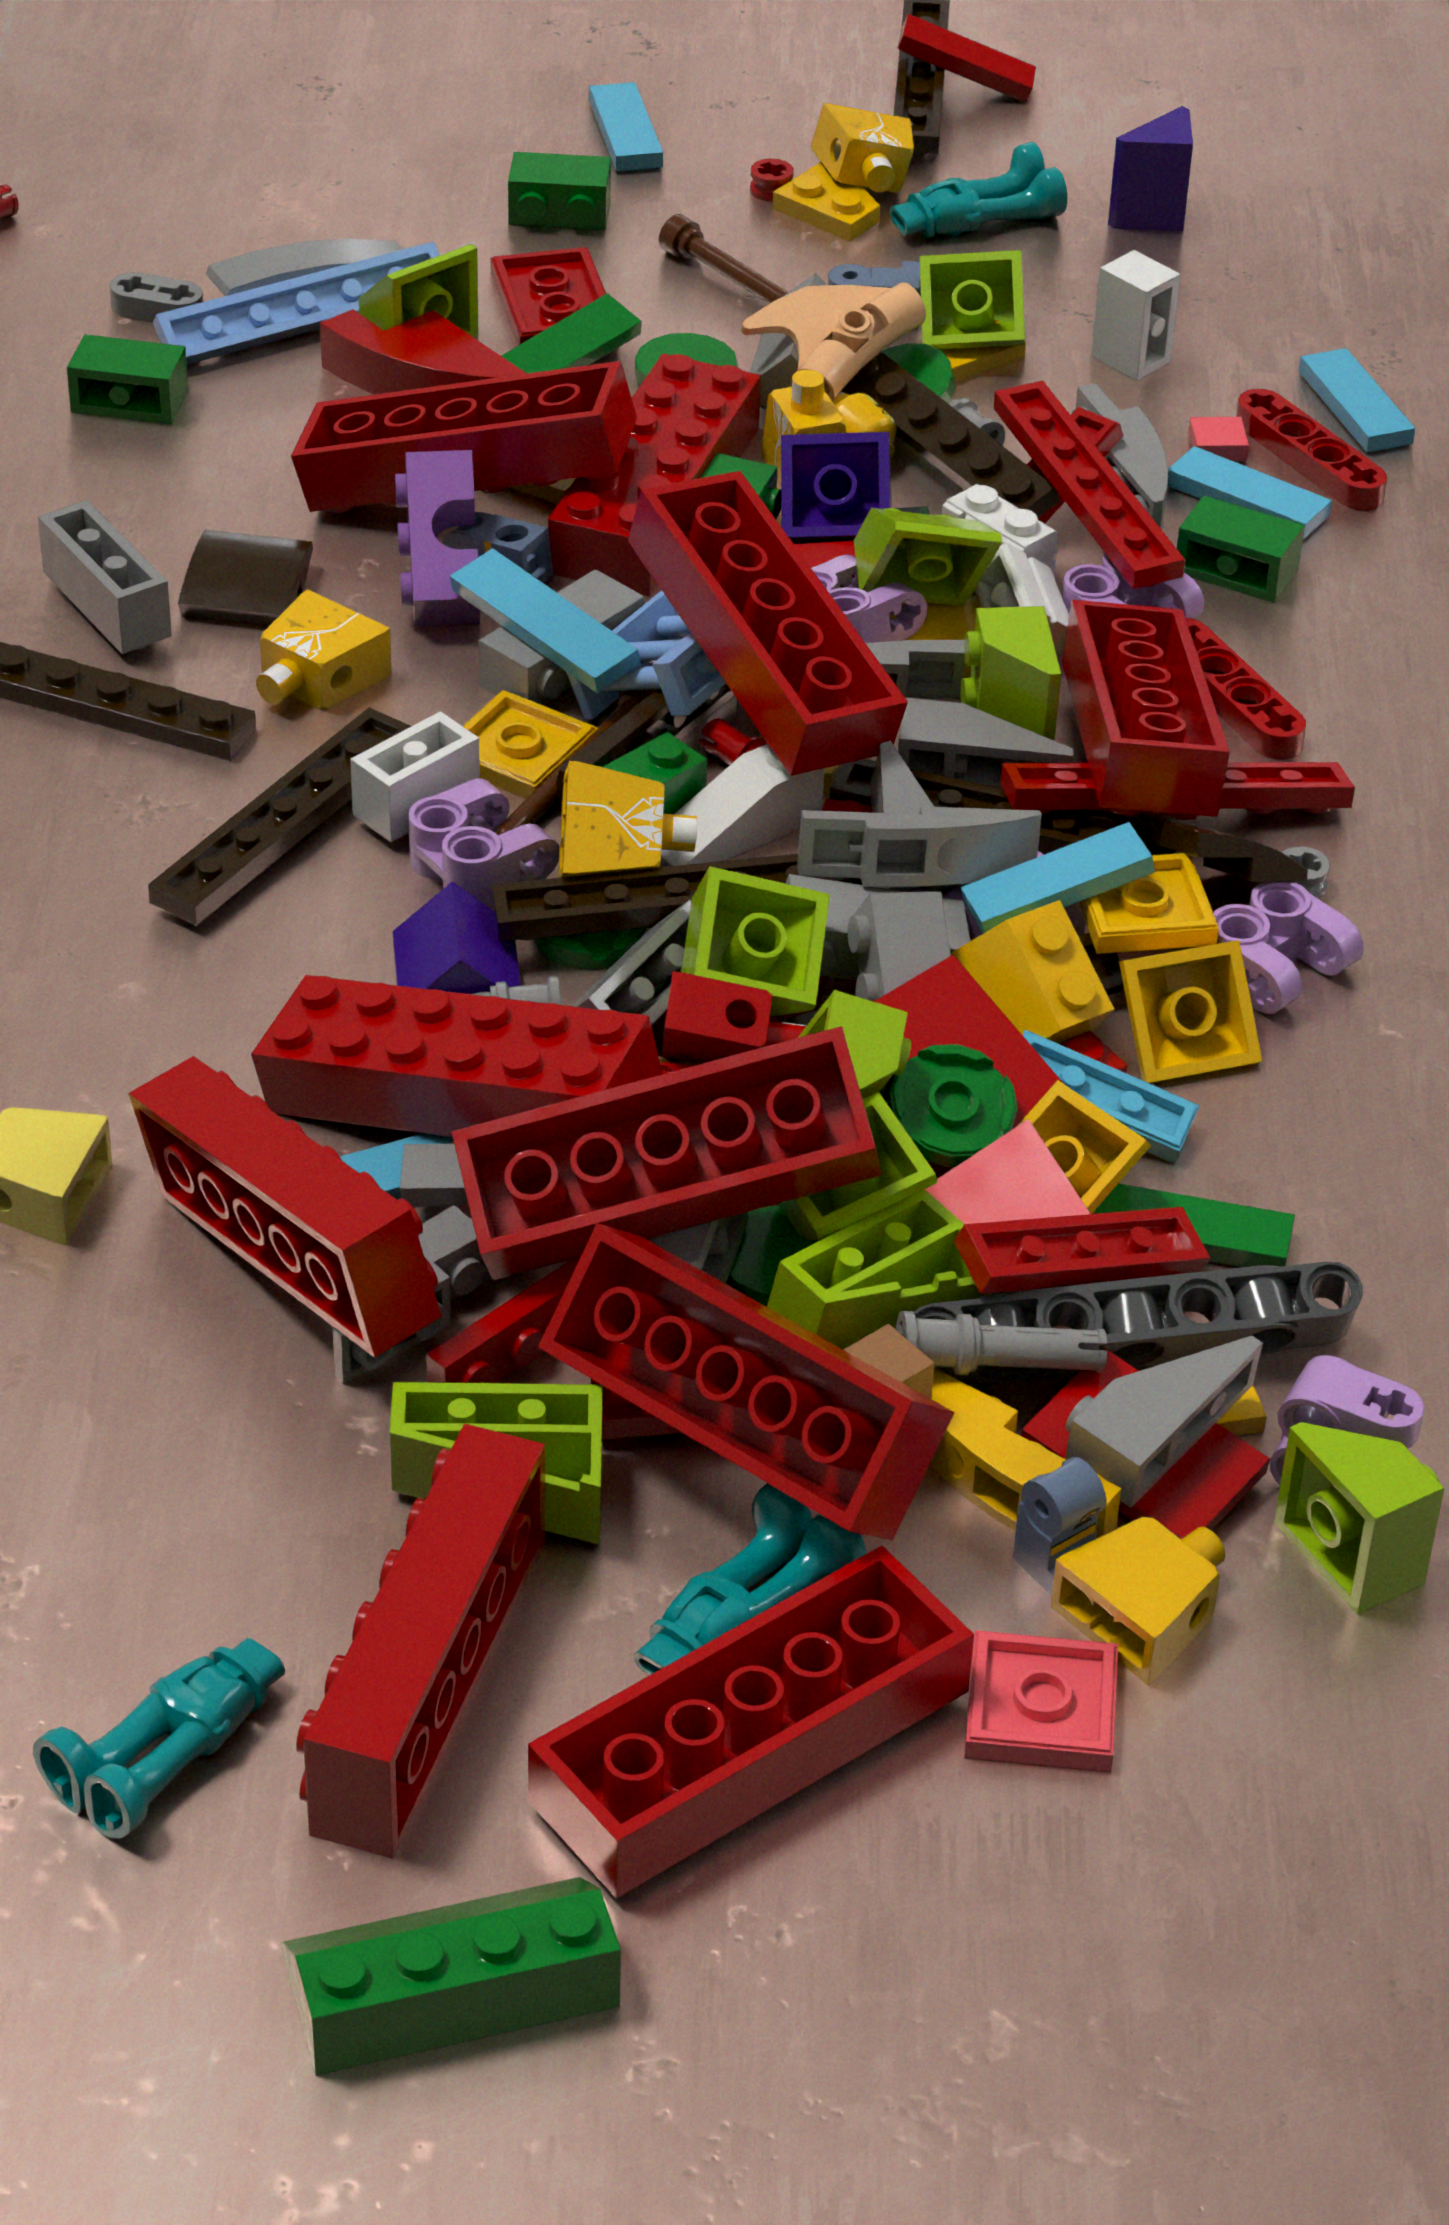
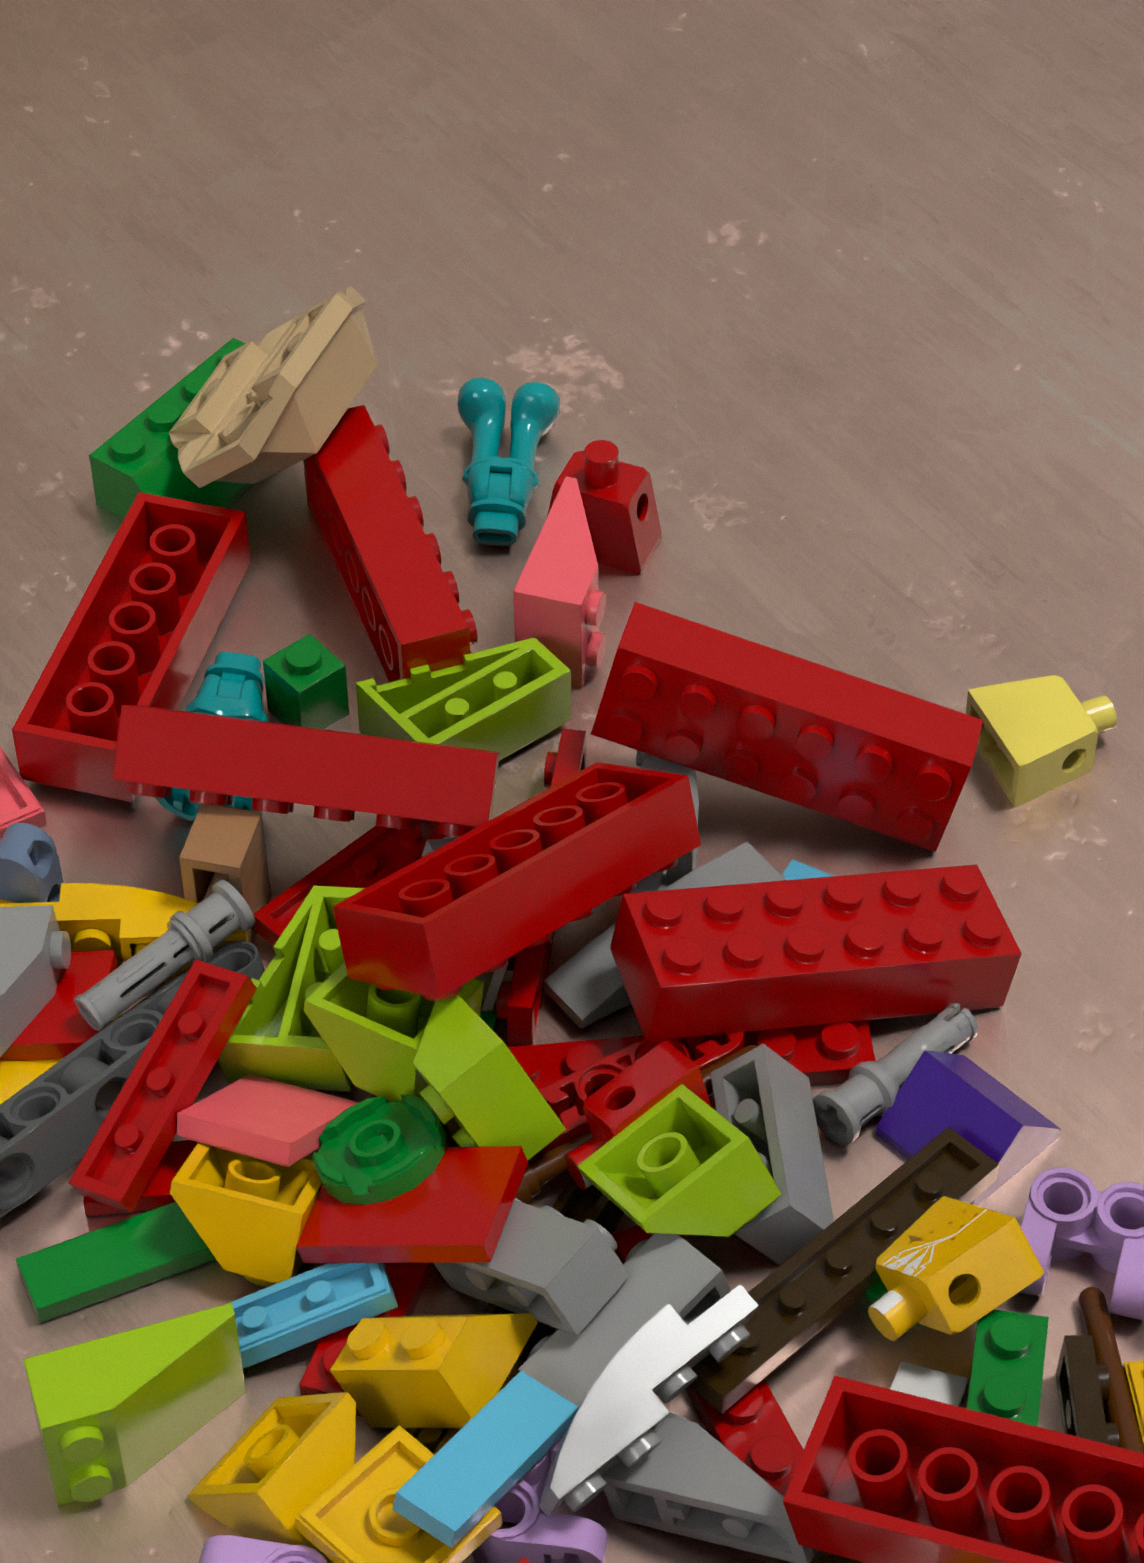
camera: 145 degrees right, 5 degrees up
(146, 1556) = (616, 505): none -> red torso
(291, 1502) = (560, 591): none -> coral slope
(469, 1788) = (277, 397): none -> tan piece
(621, 1583) = (306, 685): none -> green brick
(1275, 1073) = (131, 1398): none -> lime slope

